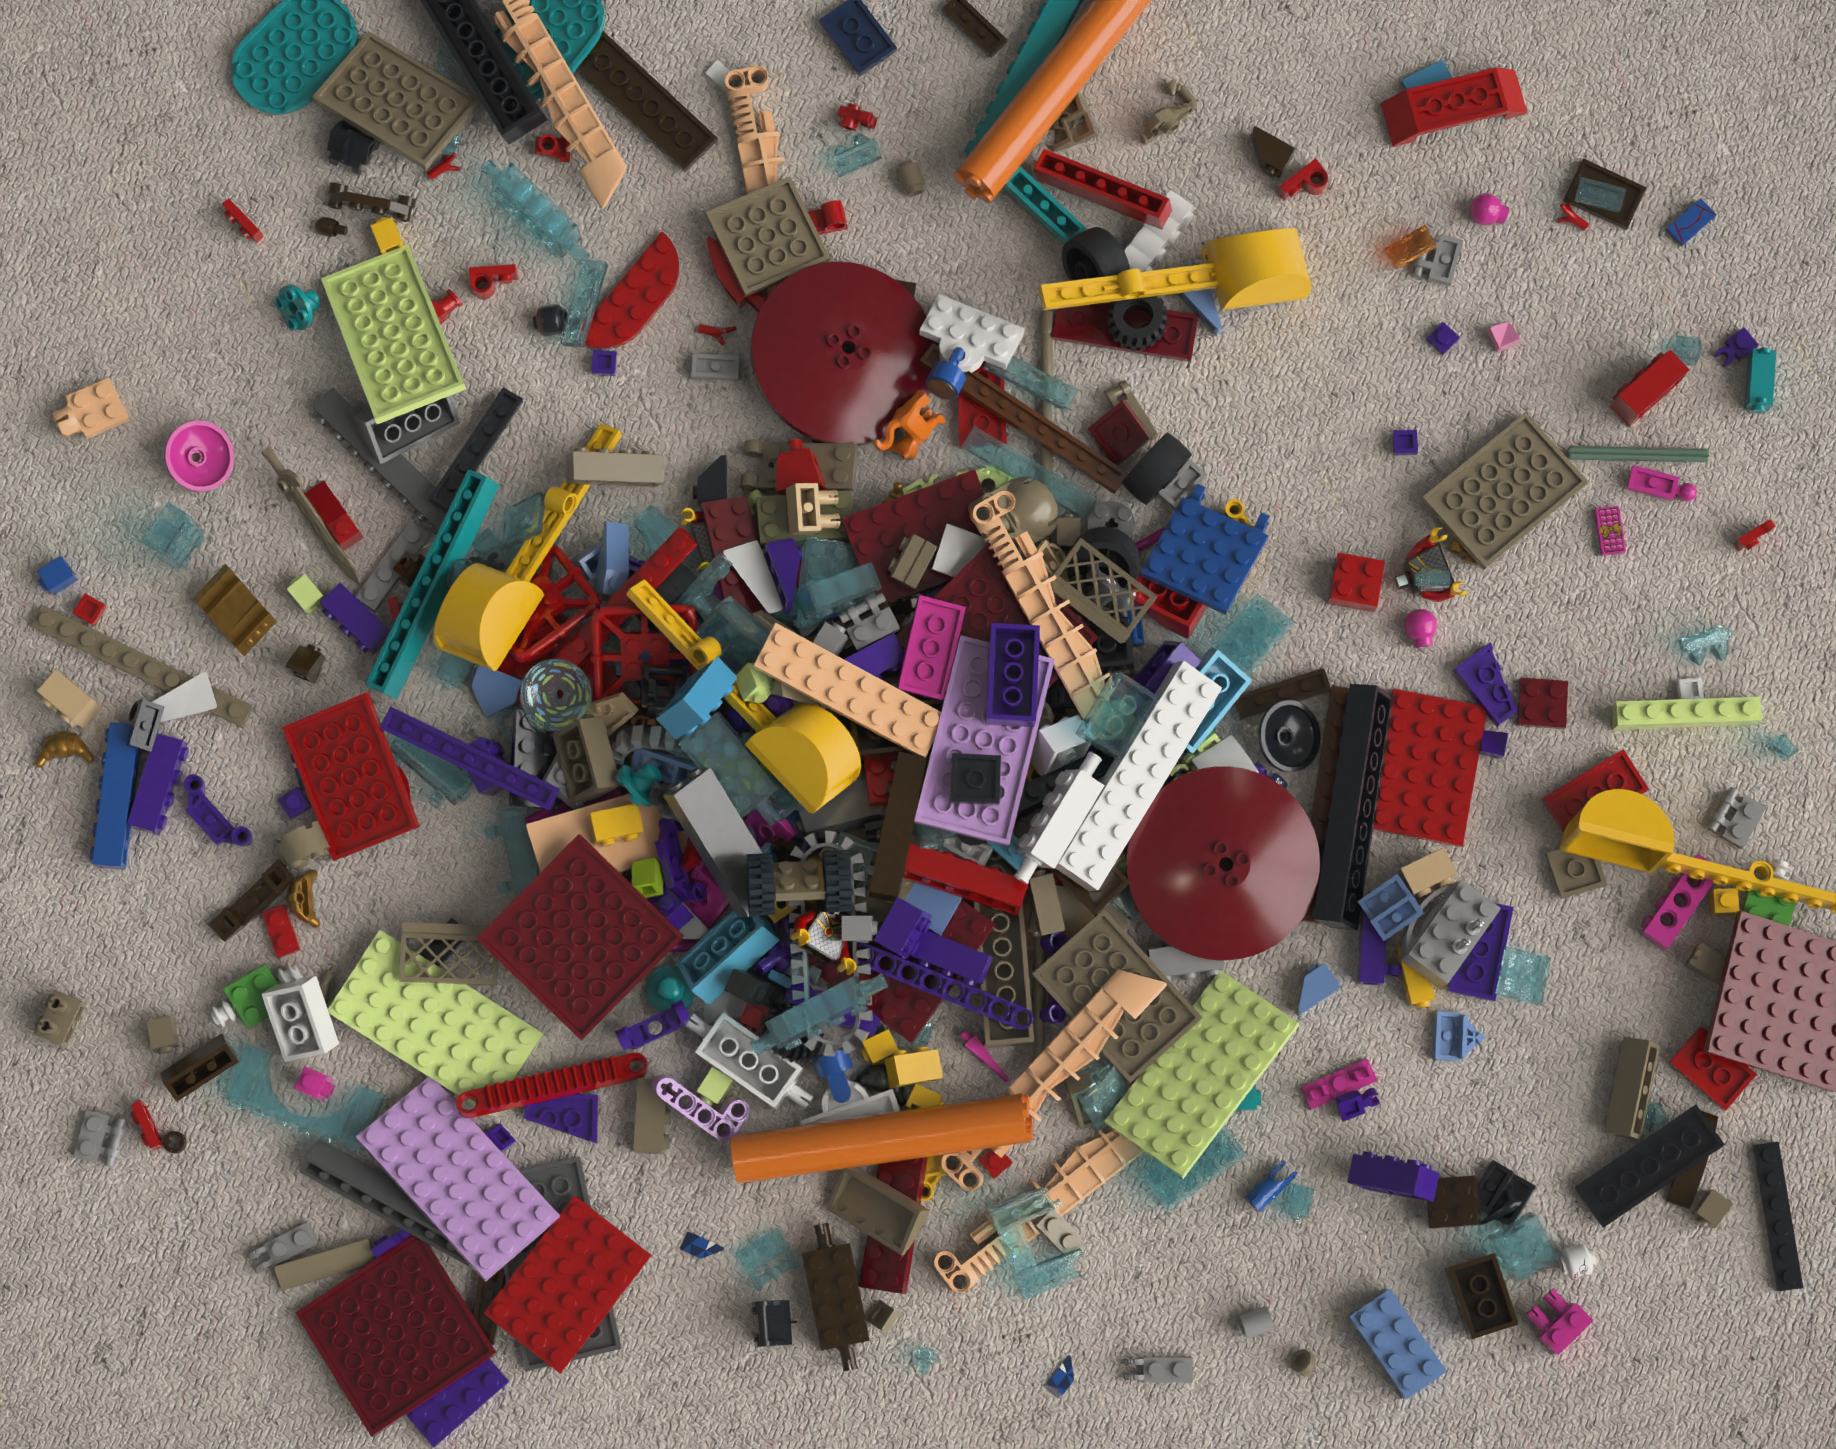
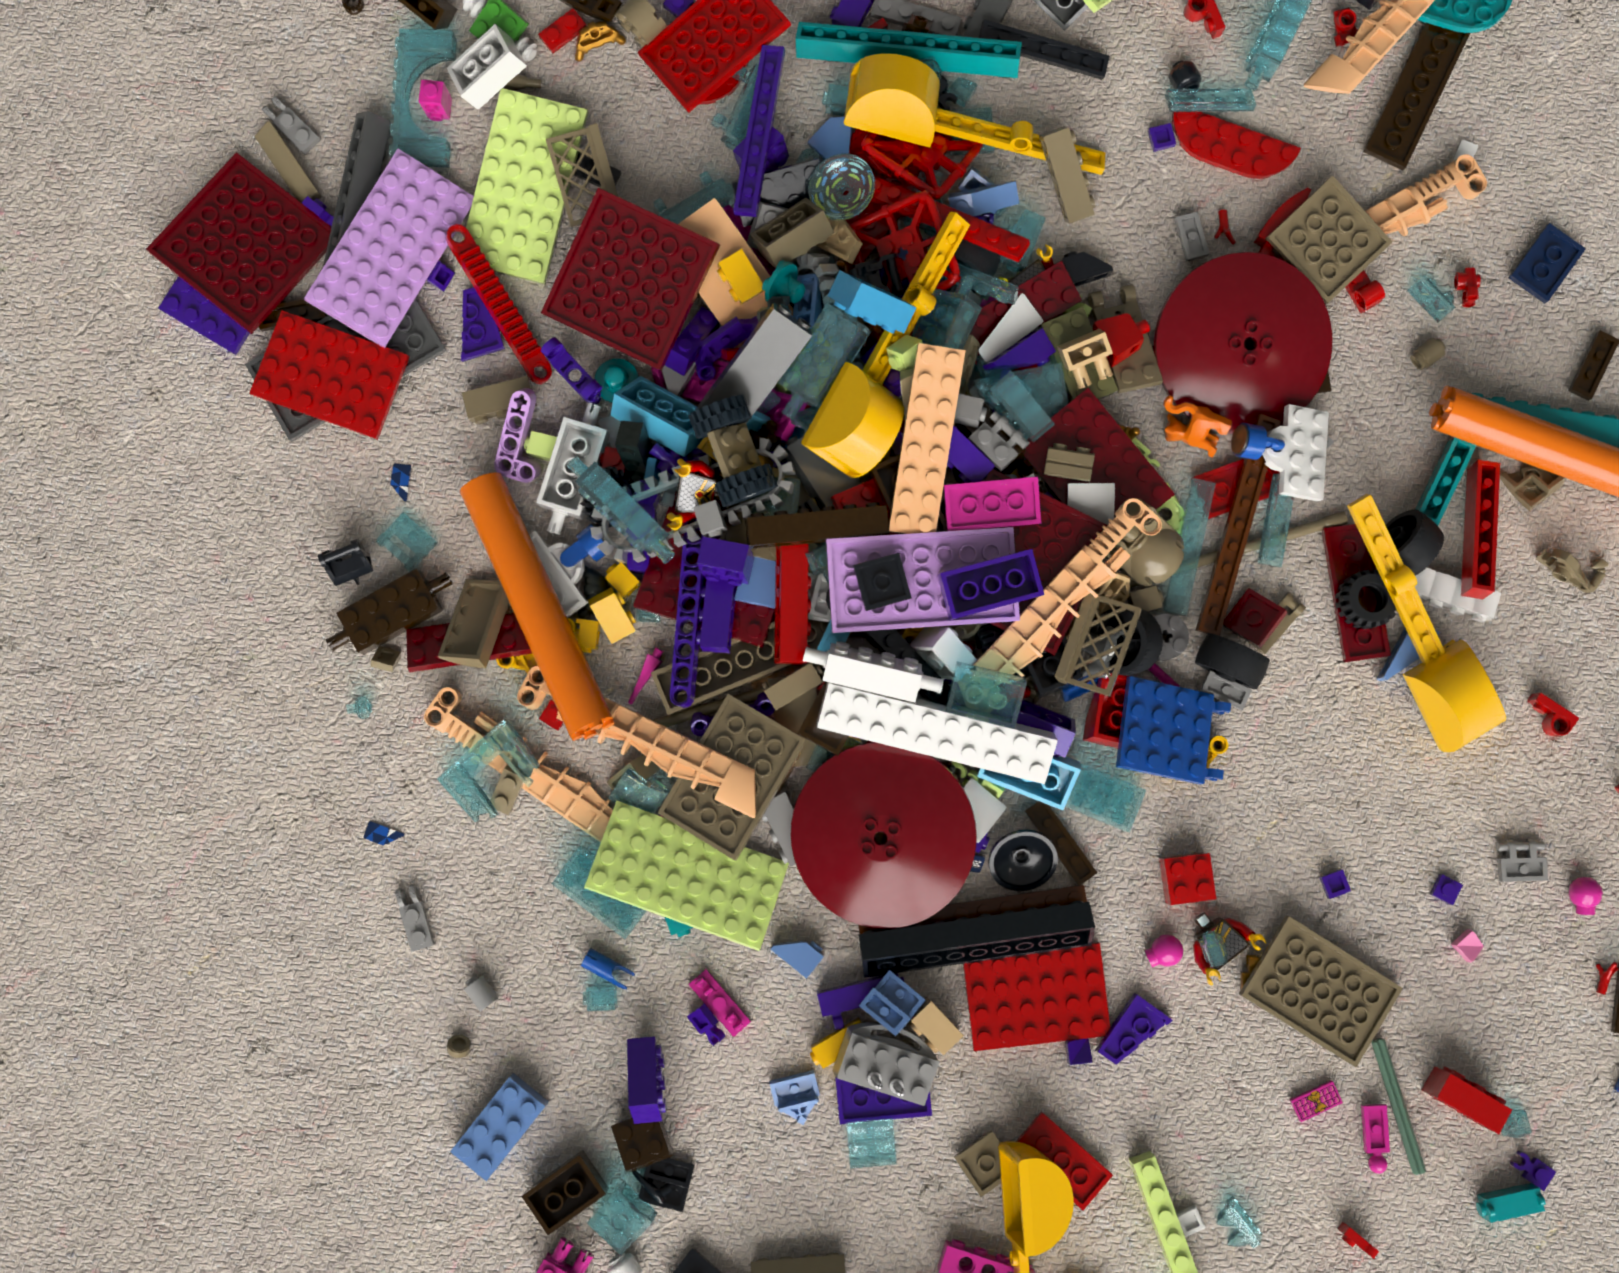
camera: 70 degrees right, 5 degrees up
(523, 520) = (992, 111): clear light blue tile -> none
(647, 877) = (702, 321): lime brick -> none
(1271, 152) = (1569, 676): dark brown slope -> none
(1410, 247) = (1524, 833): clear orange plate -> none
(1542, 703) = (1131, 1085): dark red plate -> none

